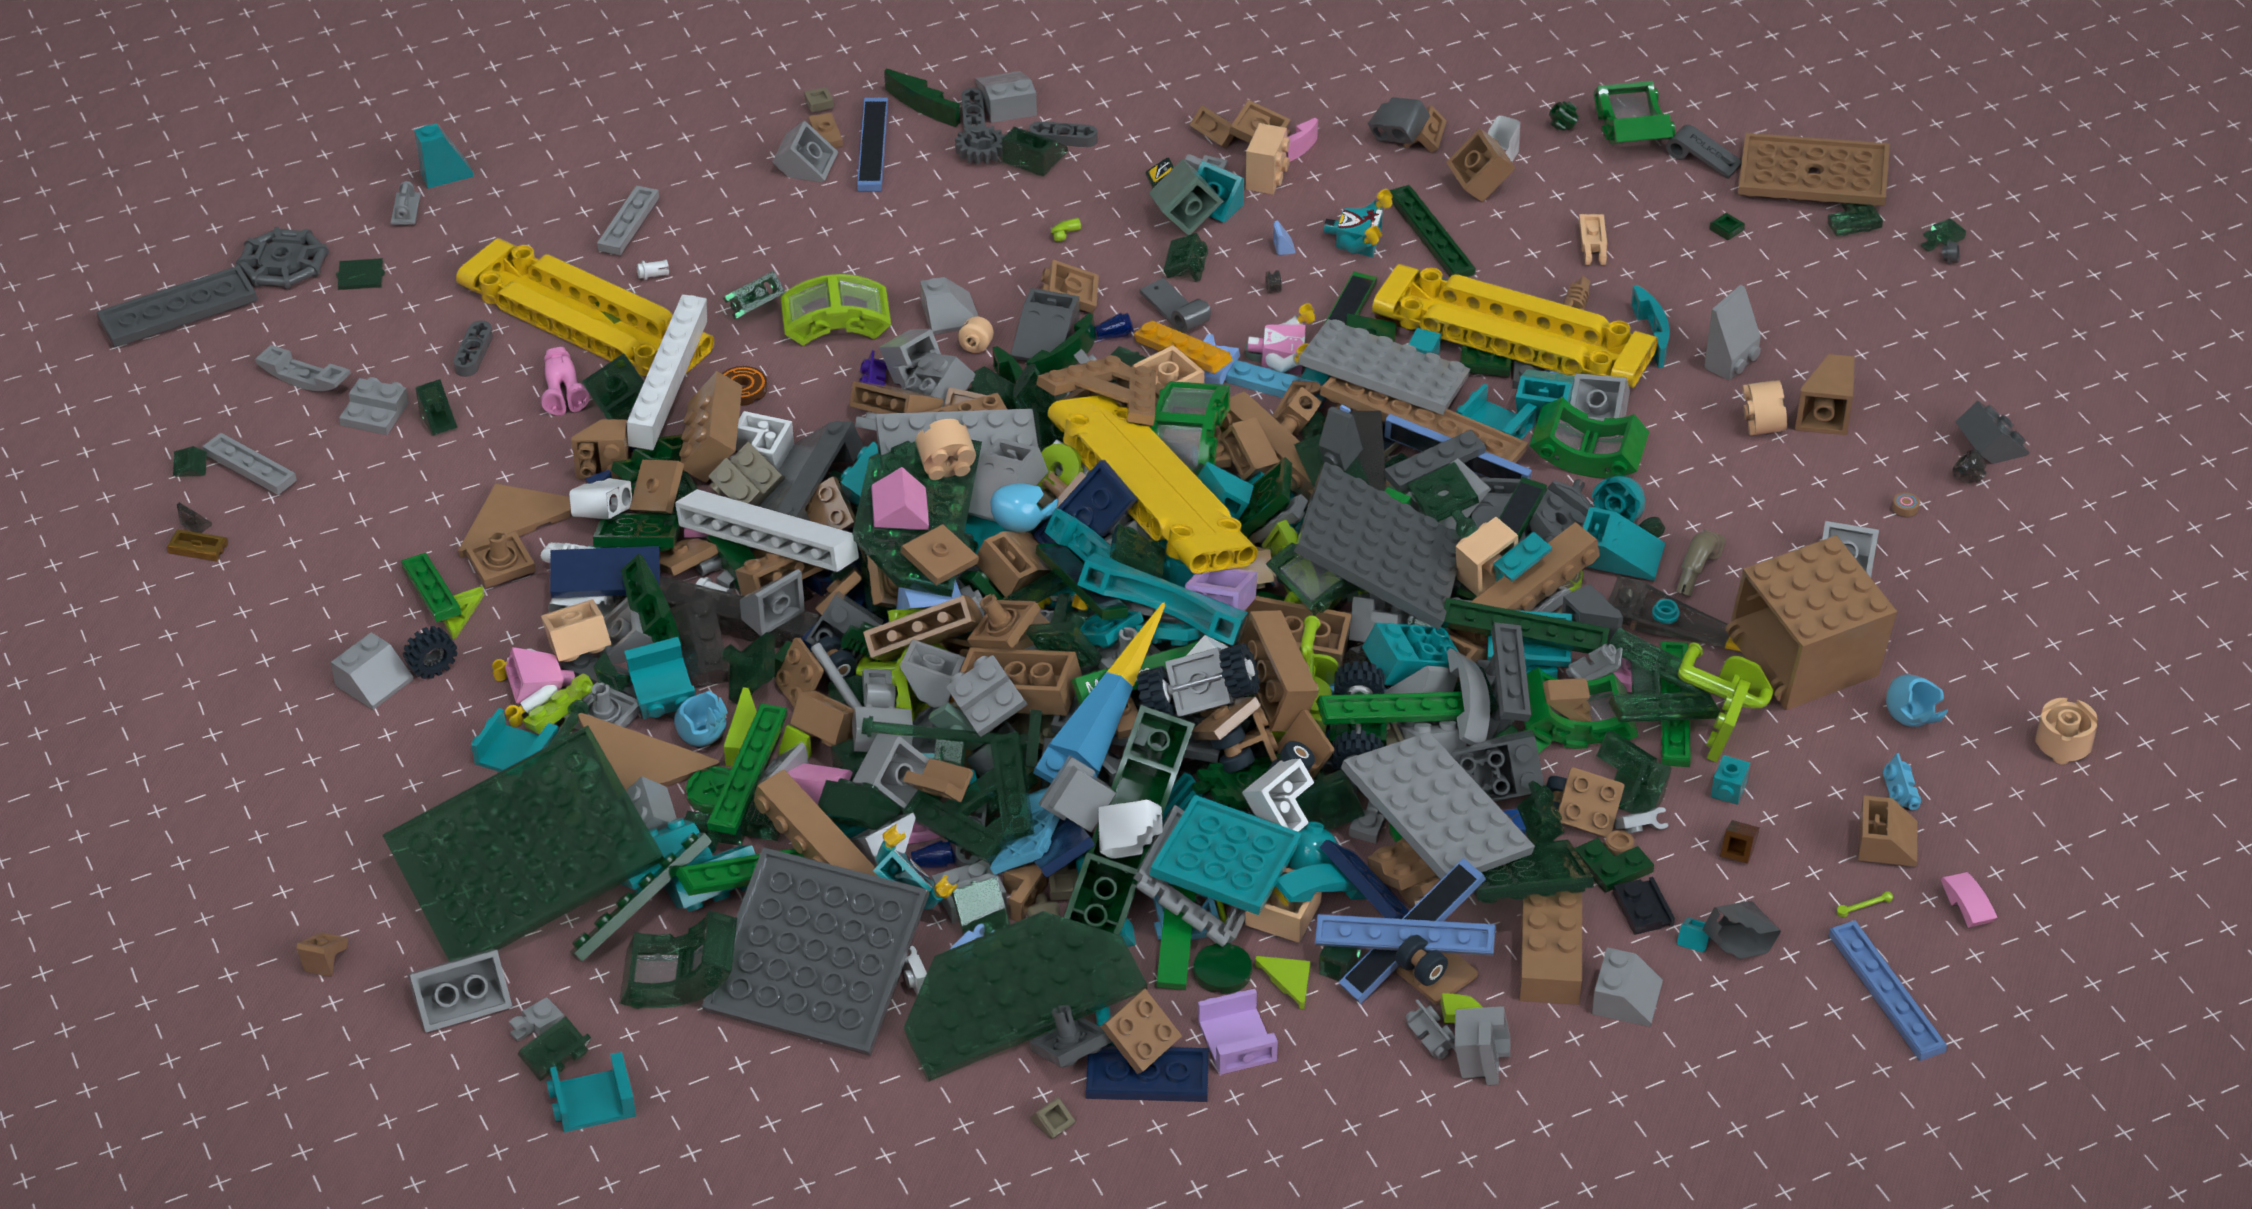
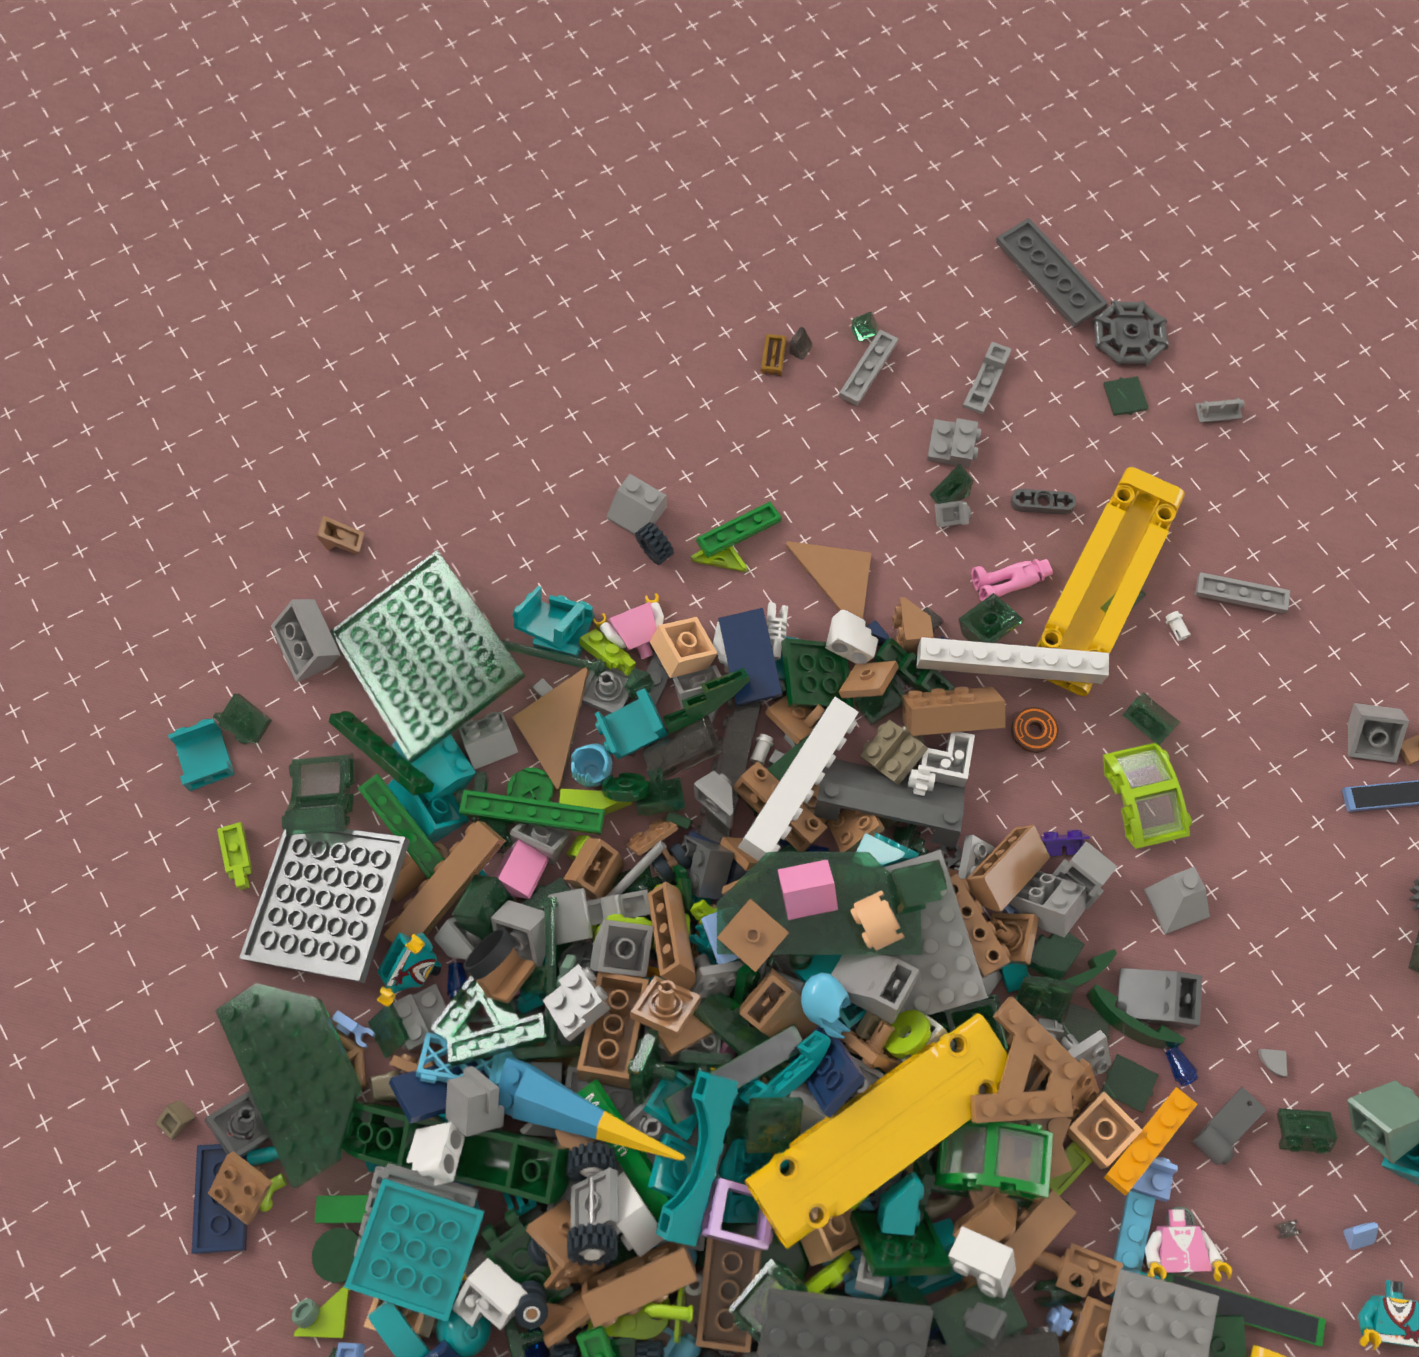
camera: 85 degrees right, 25 degrees up
(439, 157) = (1282, 421): teal slope -> none
(468, 411) = (952, 513): none -> light grey bracket
(500, 558) = (779, 575): medium nougat plate -> none
(519, 737) = (547, 621): none -> teal panel
(535, 1018) = (281, 703): light grey plate -> none
(689, 530) = (814, 715): none -> medium nougat tile
(735, 1058) = (235, 854): none -> lime hinge
(739, 688) = (626, 787): none -> dark green tile
(786, 450) = (921, 780): none -> white gear
(894, 785) = (489, 953): none -> black tyre
(910, 417) = (917, 885): none -> clear green piece
(915, 970) = (321, 985): white plate -> none
(975, 334) = (1139, 930): light nougat head -> none
(1059, 231) = (1328, 996): lime arm -> none
(1072, 281) = (1229, 1014): medium nougat plate -> none
(1118, 269) = (1274, 1060): none -> light grey tile
(1236, 1032) = (258, 1275): lavender panel -> none
(1281, 991) = (305, 1313): none -> sand green tile
(1283, 435) = (984, 1259): none -> white brick

